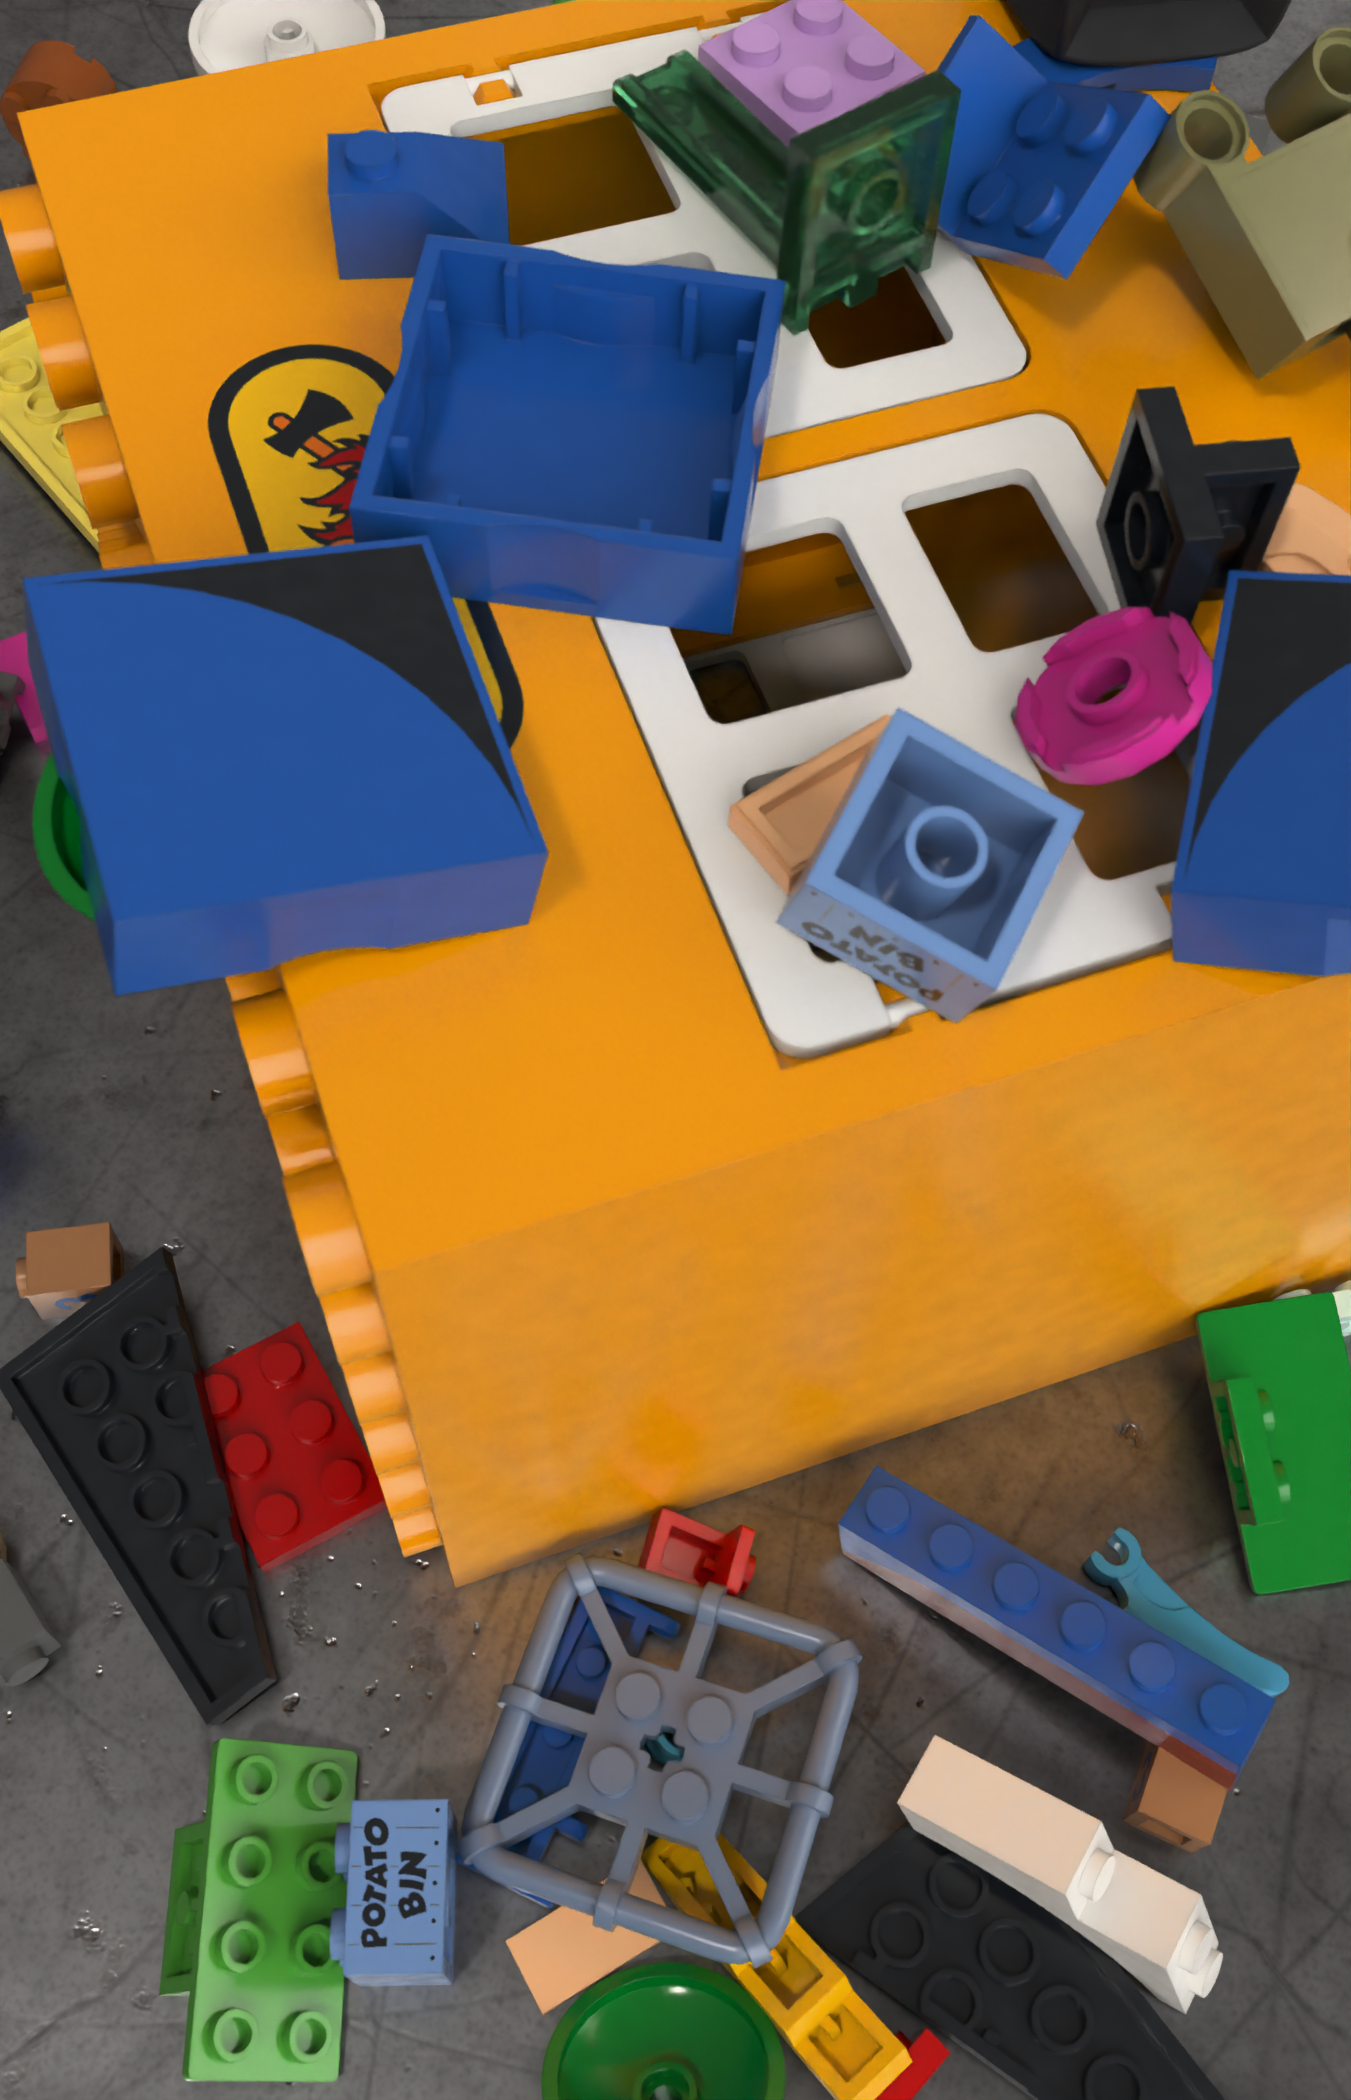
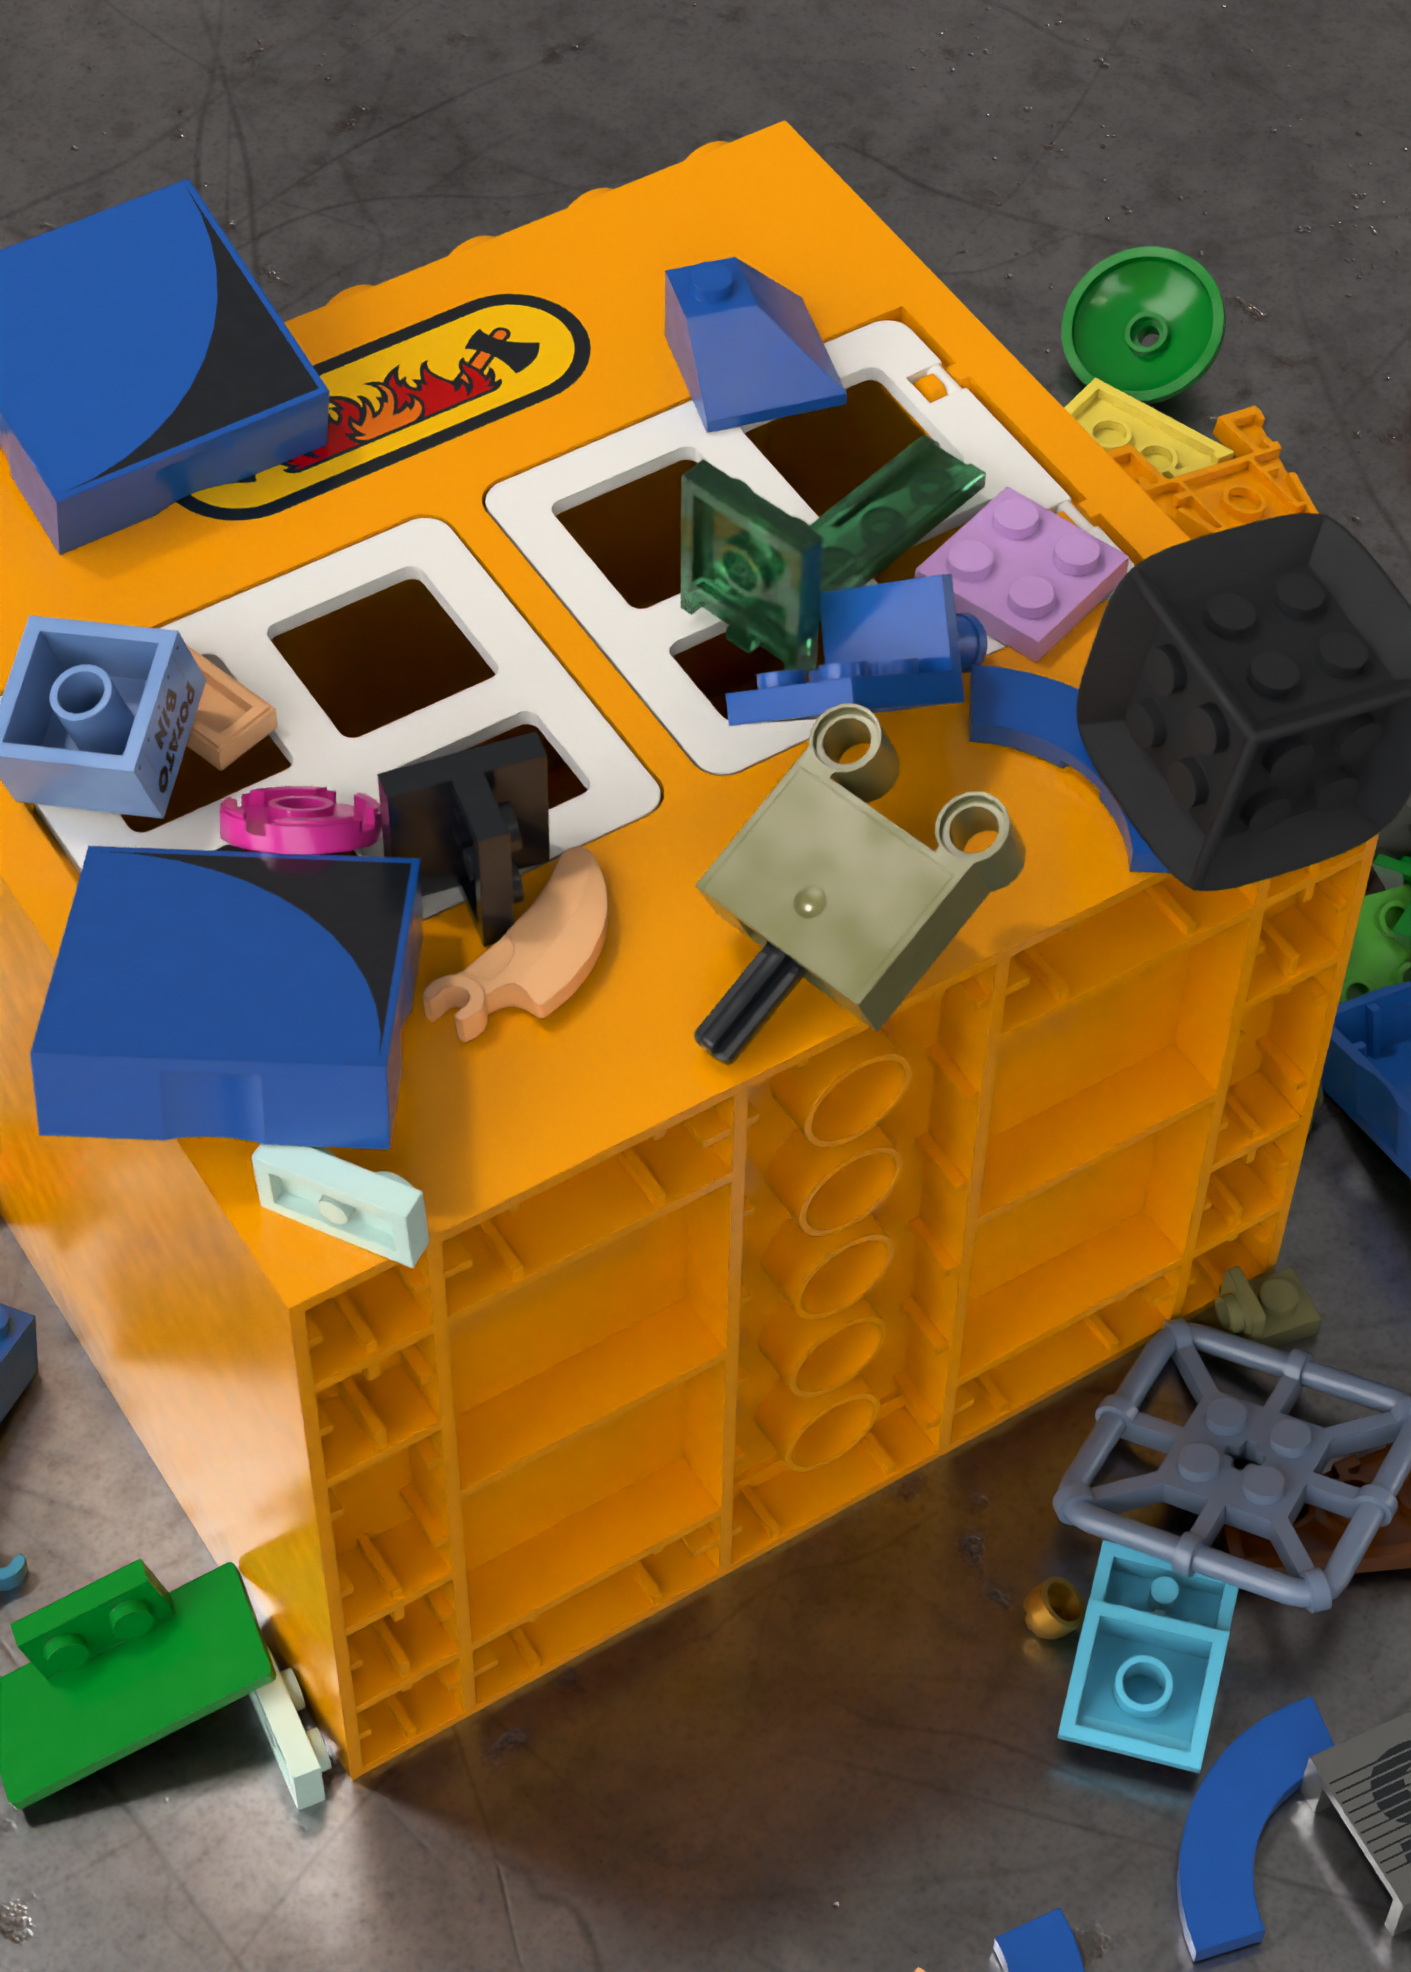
camera: 80 degrees right, 10 degrees down
(576, 431) = (500, 479): blue tile -> none

